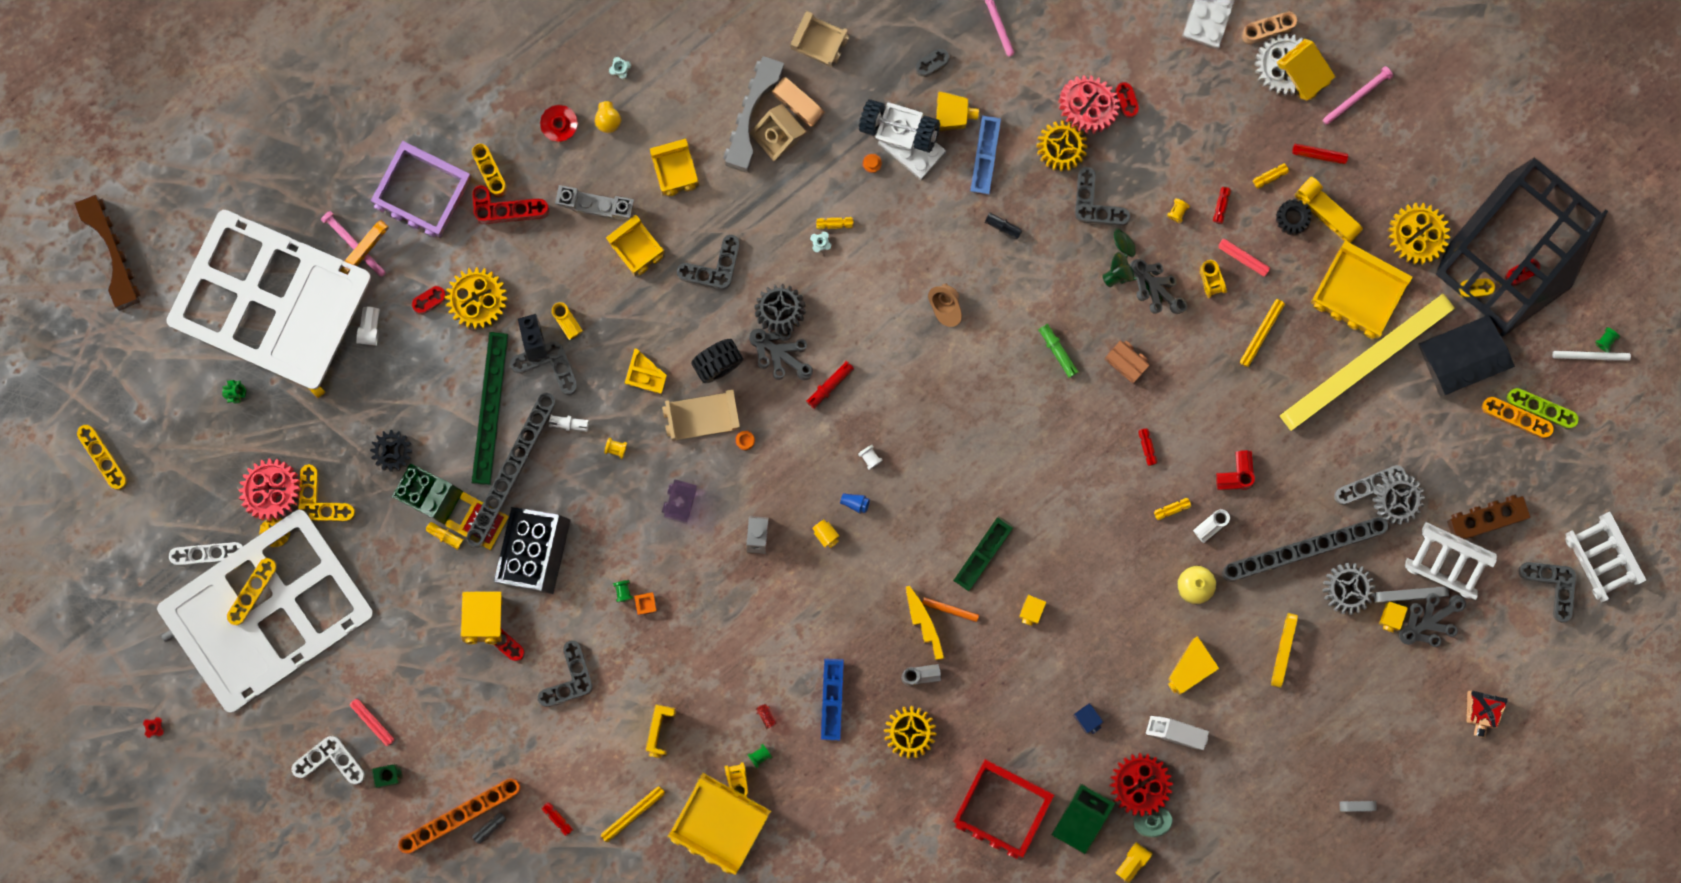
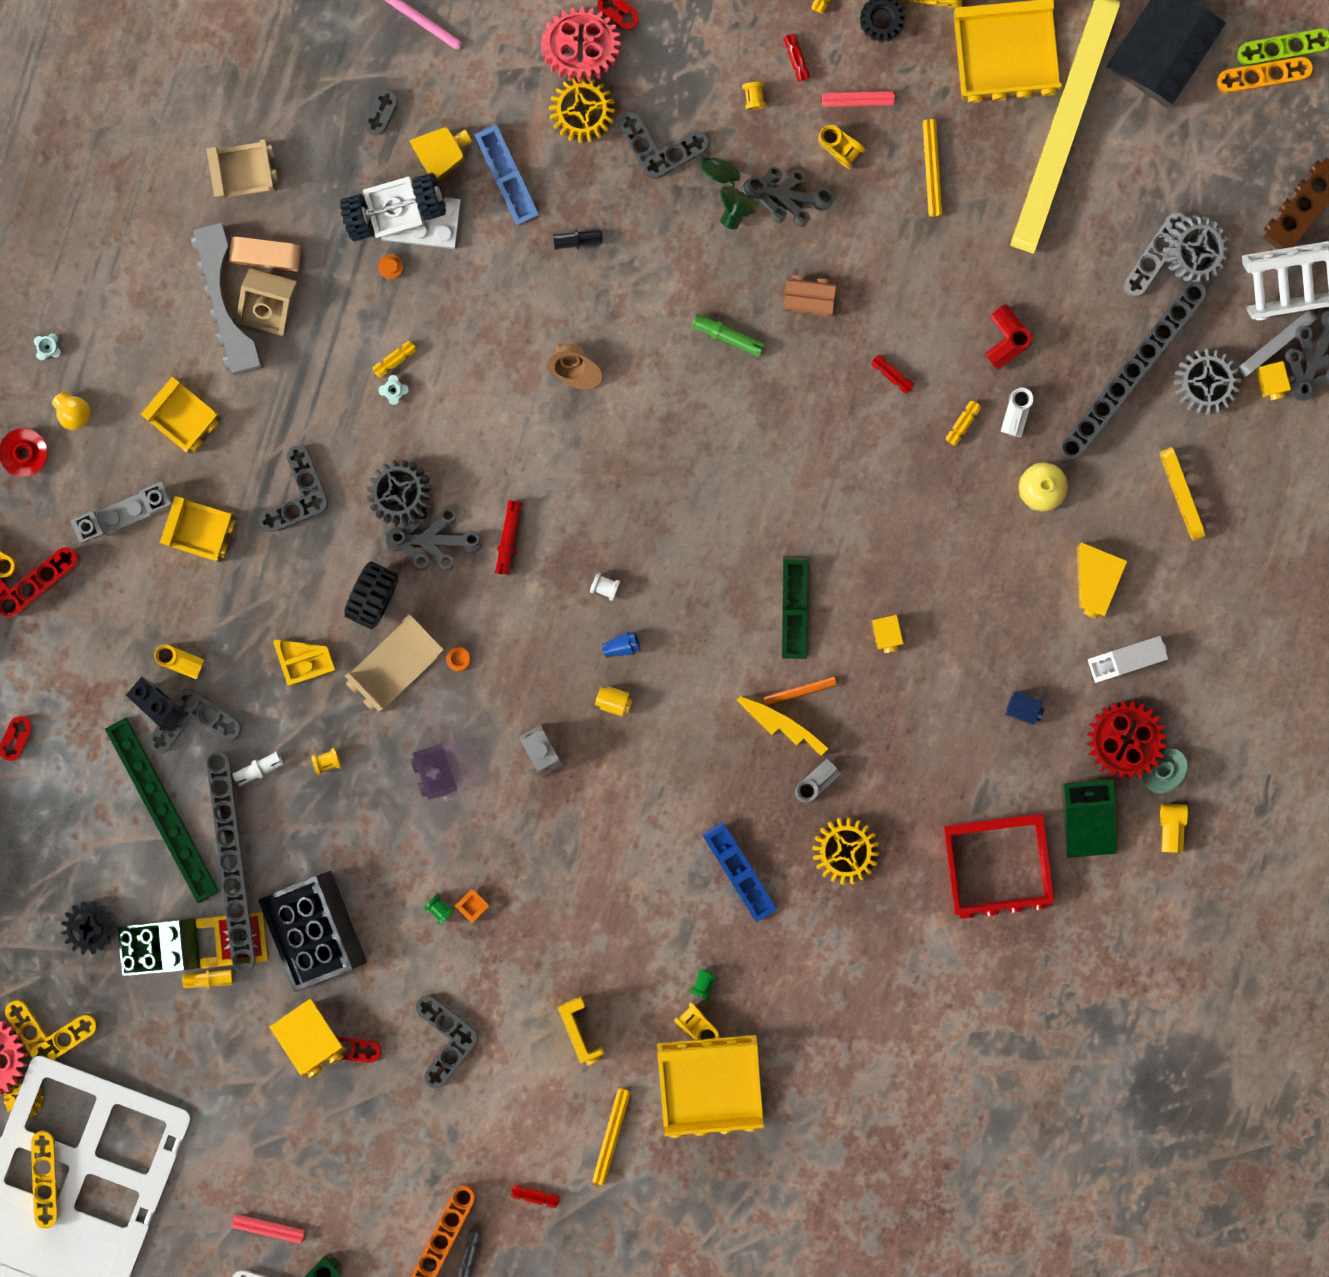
camera: 30 degrees left, 5 degrees up
(484, 313) = (45, 692): yellow gear -> none
(766, 715) = (681, 937): clear red pin -> none

